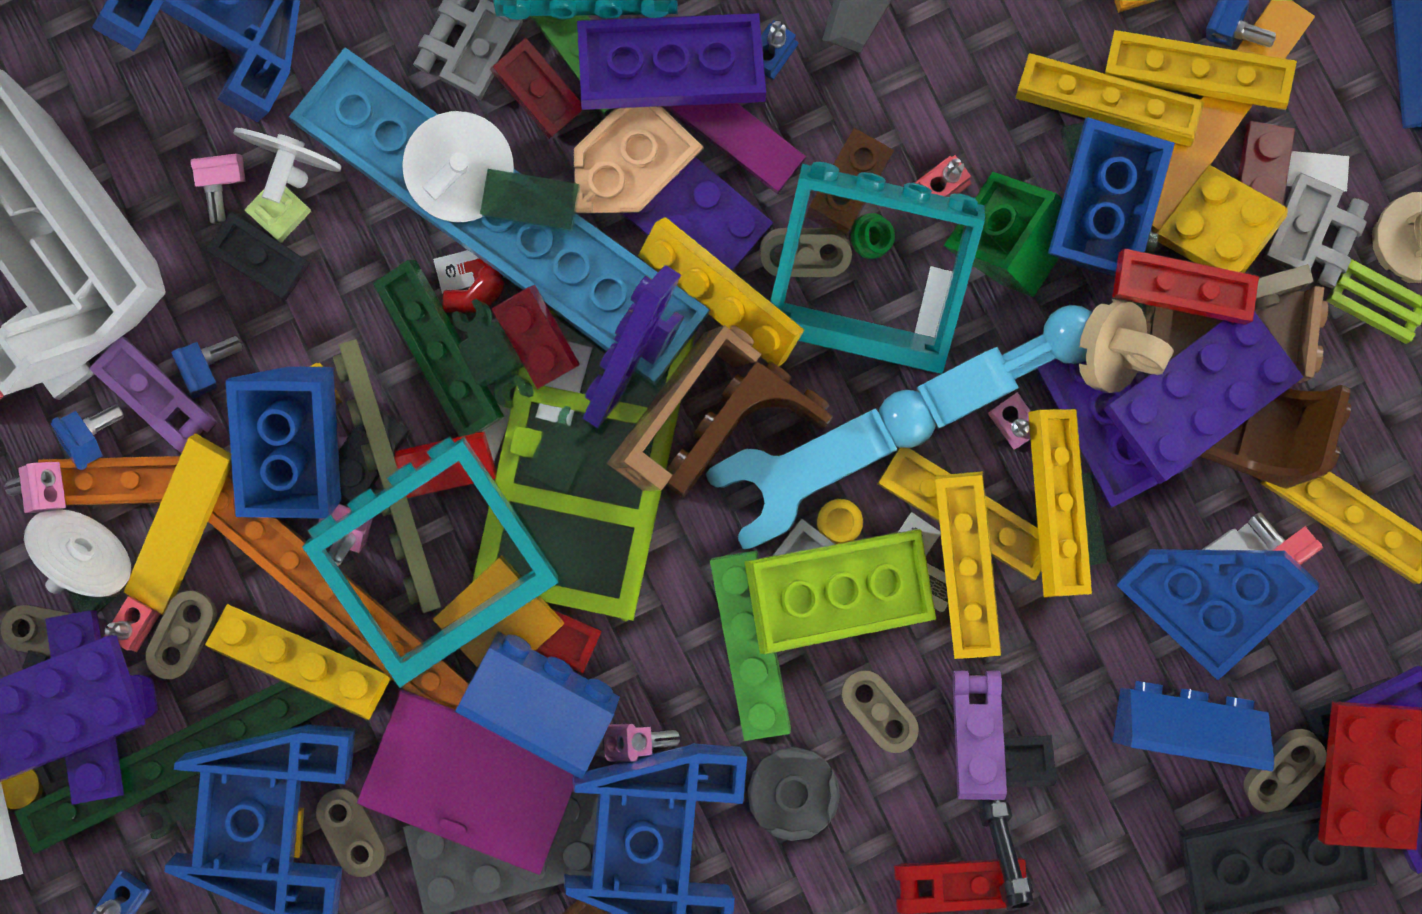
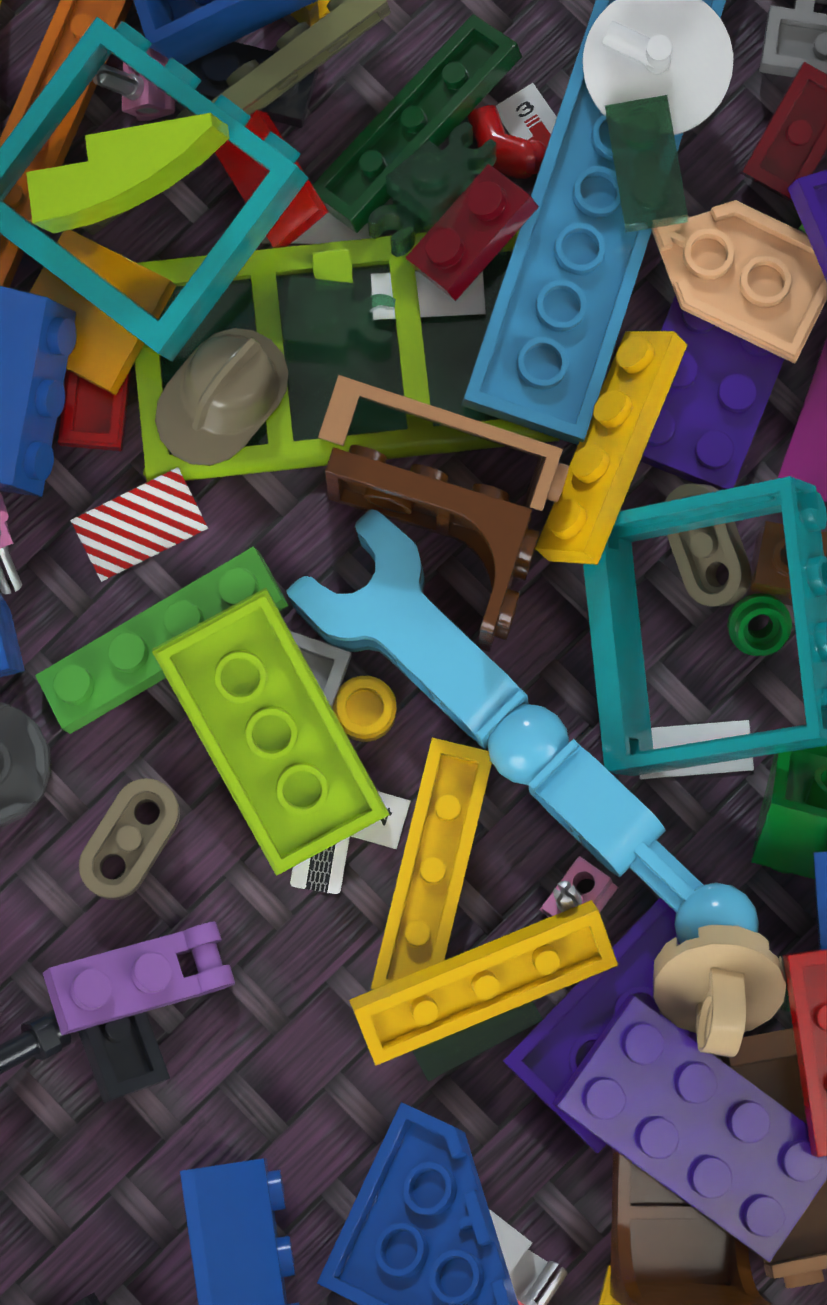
camera: 75 degrees right, 5 degrees down
(425, 566) = (122, 171): none -> lime slope
(590, 548) = (221, 396): none -> dark tan piece
(638, 336) = (508, 342): dark purple plate -> none
(660, 635) = (139, 524): none -> sticker
(968, 565) = (360, 888): yellow plate -> none

